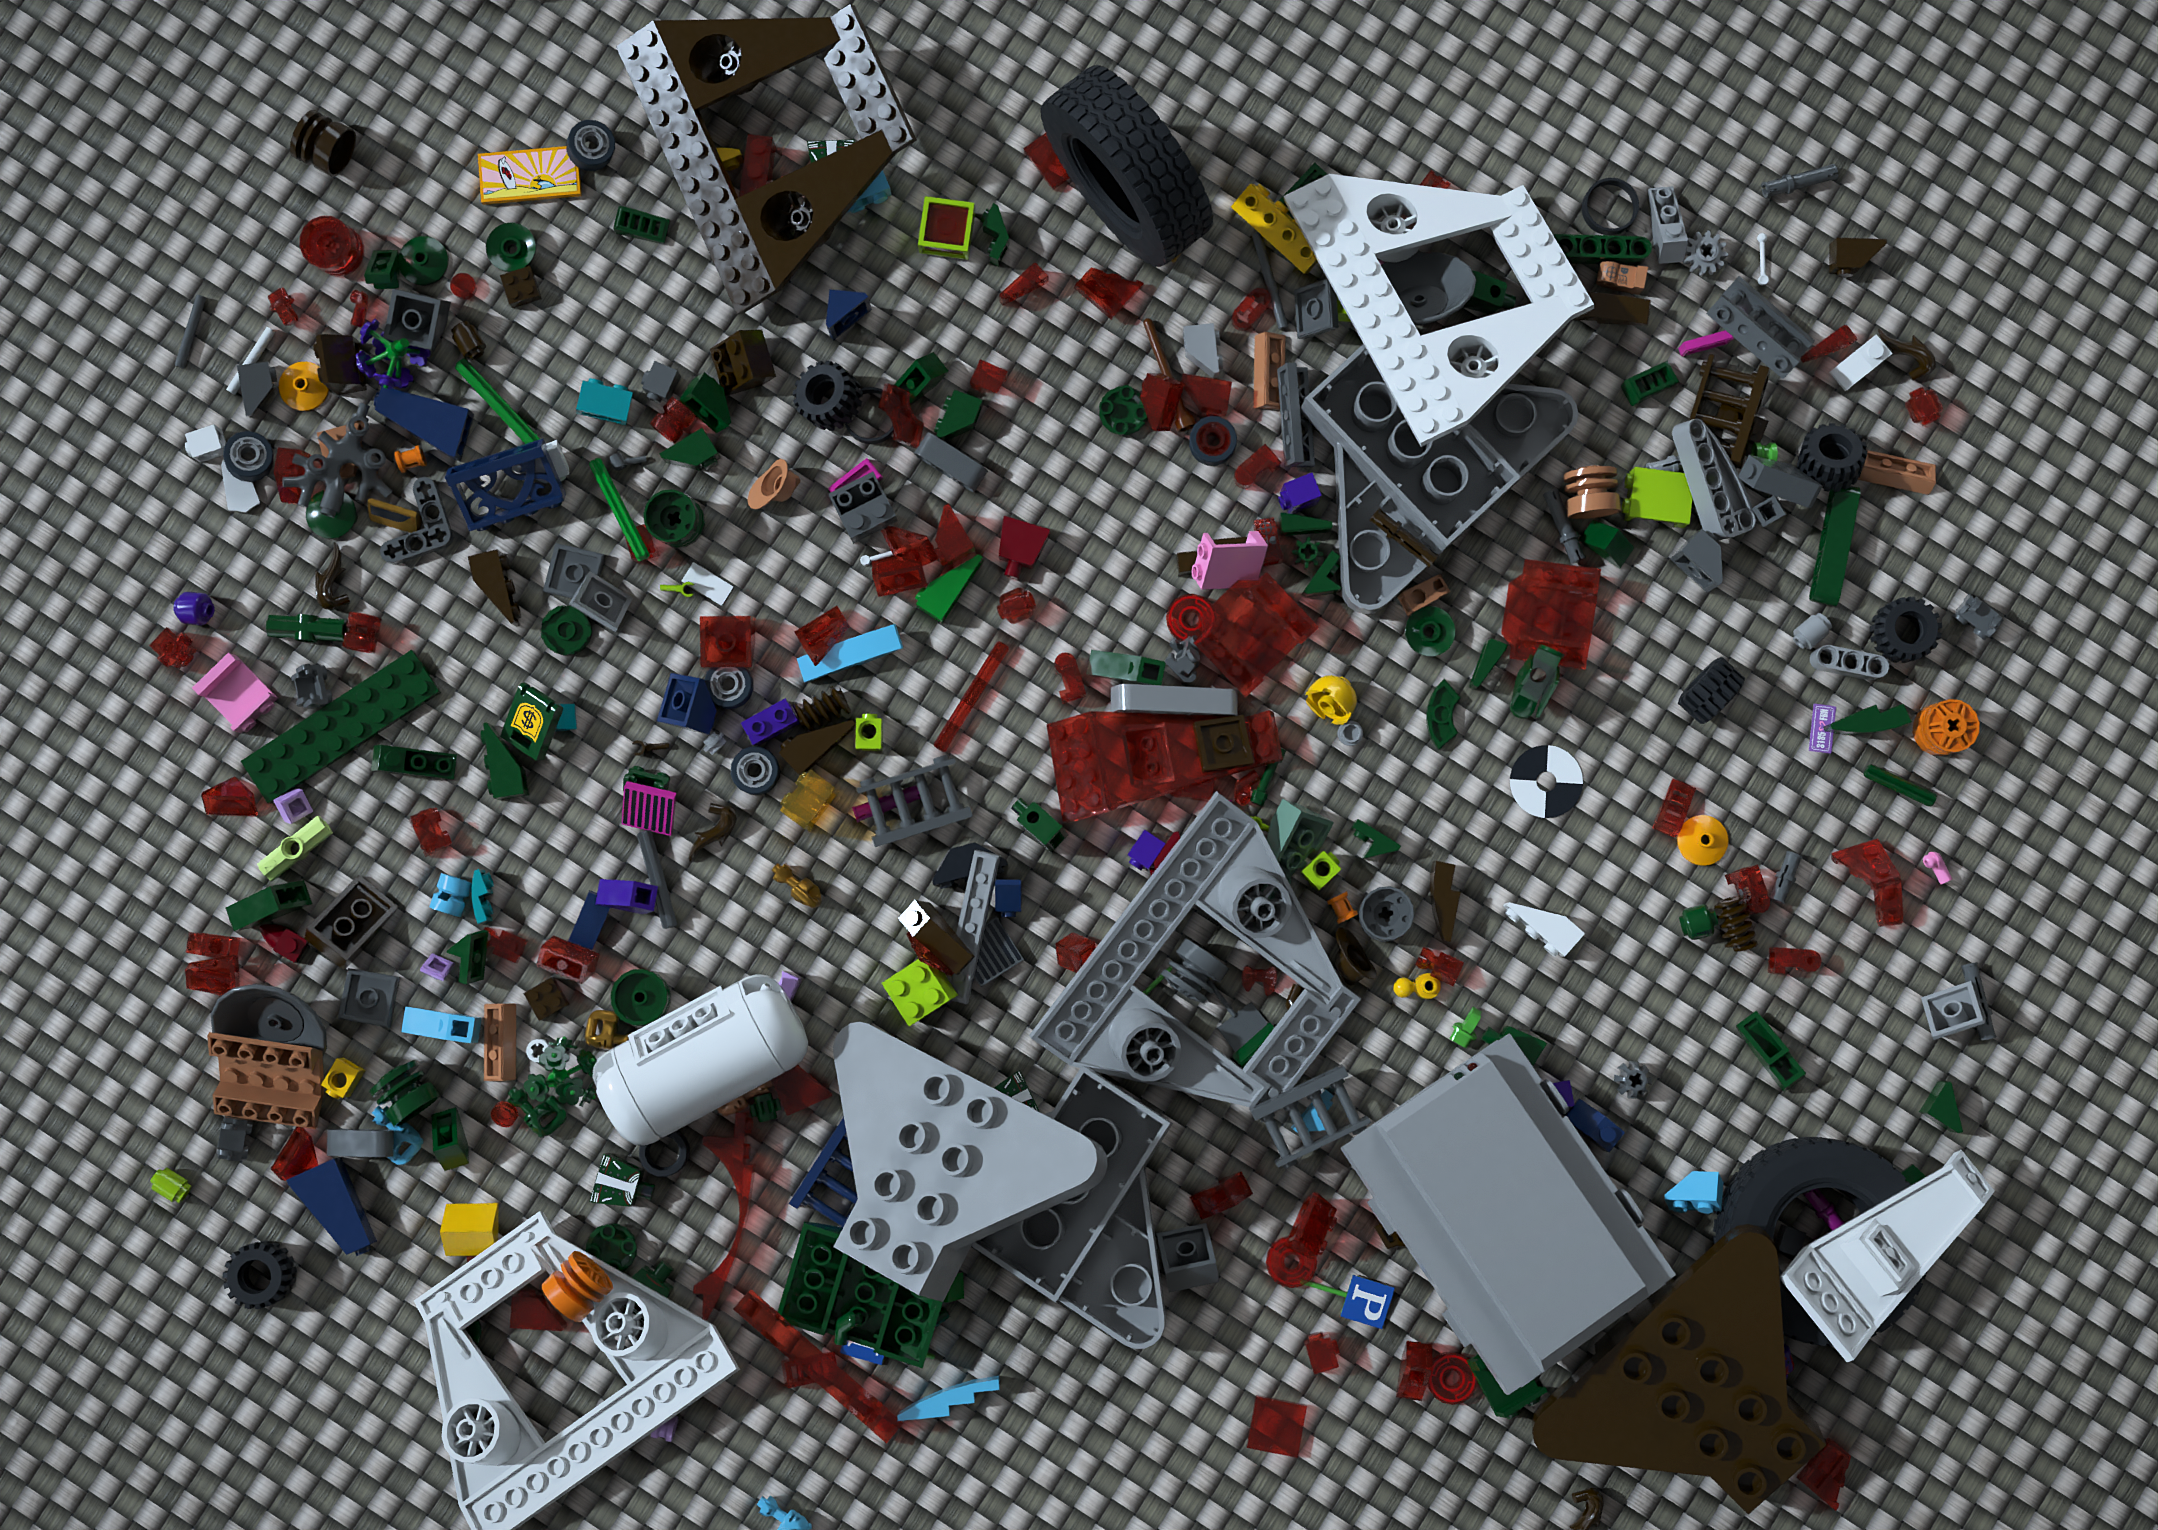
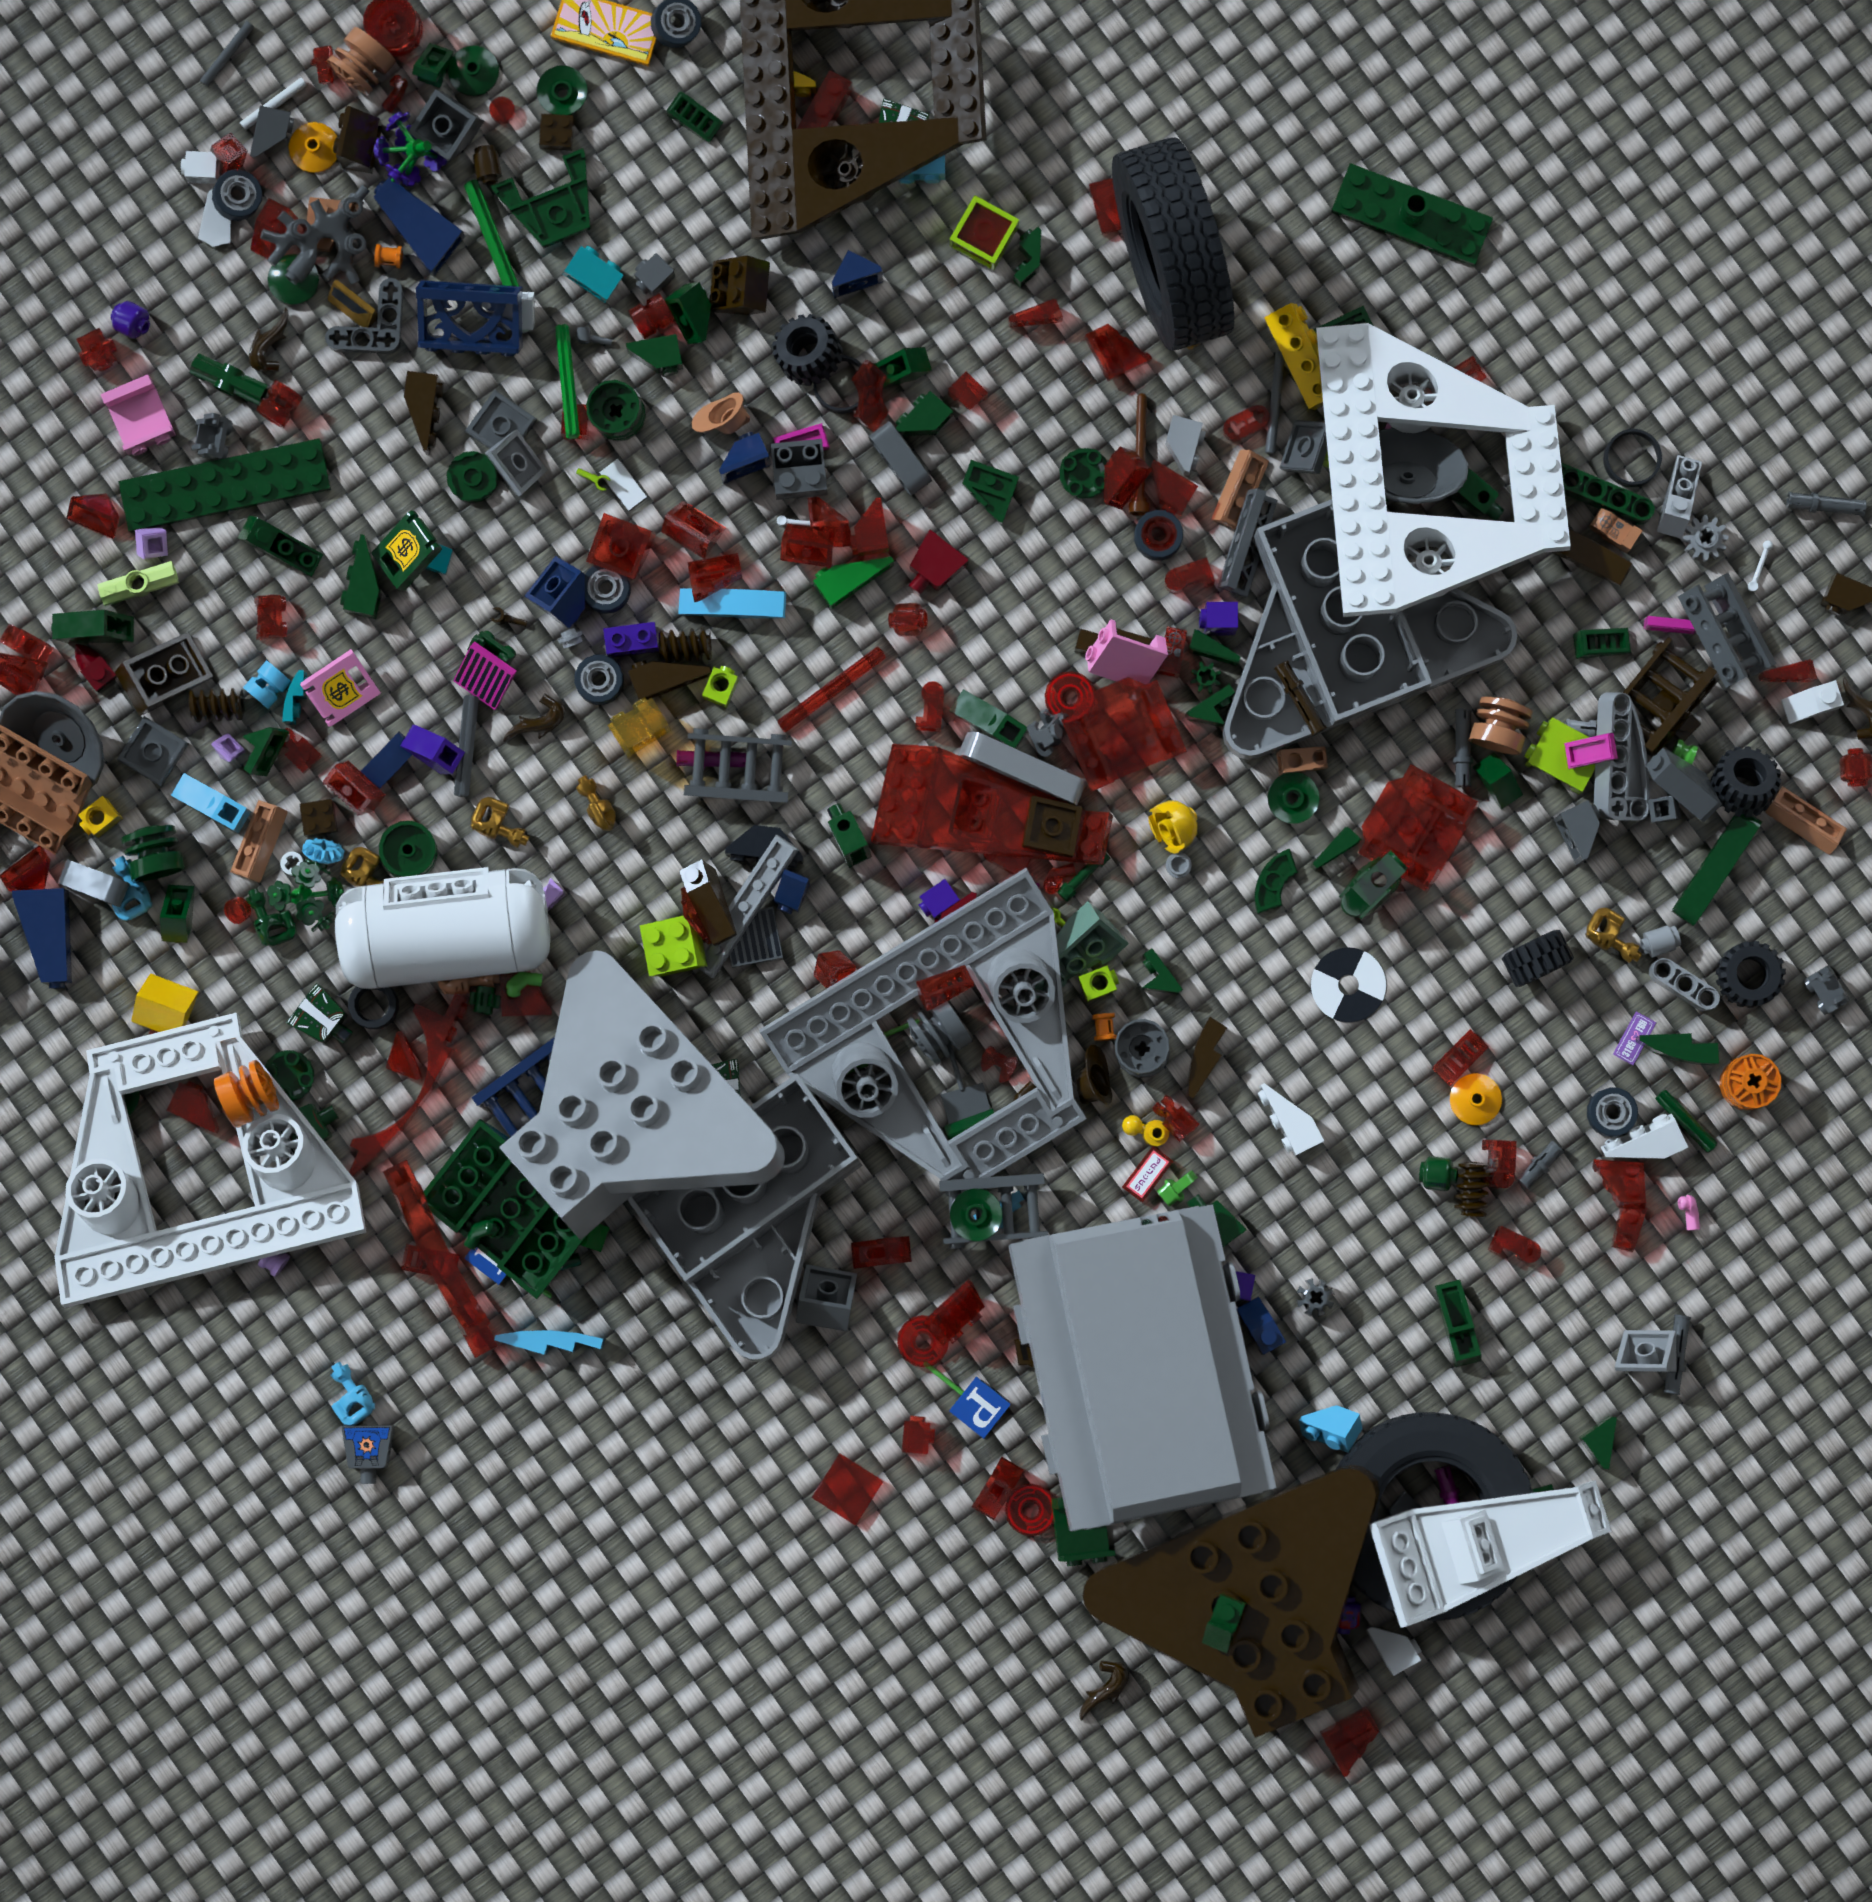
camera: 25 degrees right, 0 degrees up
(226, 420) = (229, 152): none -> clear red panel
(315, 287) = (361, 61): none -> nougat wheel
(411, 933) = (216, 705): none -> dark brown piece
(517, 876) = (336, 691): none -> bright pink container
(548, 360) = (554, 213): none -> dark green wing
(562, 1028) = (323, 851): none -> medium azure gear
(711, 1191) = (402, 1058): none -> clear red slope
(712, 943) = (494, 825): none -> pearl gold piece
(786, 599) = (692, 529): none -> clear red slope
(792, 1076) = (520, 980): none -> bright green arm
(809, 516) = (744, 458): none -> dark blue slope
(1044, 457) = (990, 488): none -> dark green wing
(1183, 941) = (929, 992): none -> clear red slope
(1309, 1136) = (990, 1214): none -> dark green dish
(1325, 64) = (1385, 207): none -> dark green plate
(1434, 1026) = (1147, 1174): none -> tile
(1681, 1422) = (1223, 1623): none -> dark green slope
(1685, 483) = (1591, 750): none -> dark pink tile
(1764, 643) = (1608, 937): none -> pearl gold piece
(1834, 1374) = (1395, 1649): none -> white slope
(1845, 800) = (1622, 1101): none -> wheel
(1880, 814) = (1652, 1141): none -> white slope

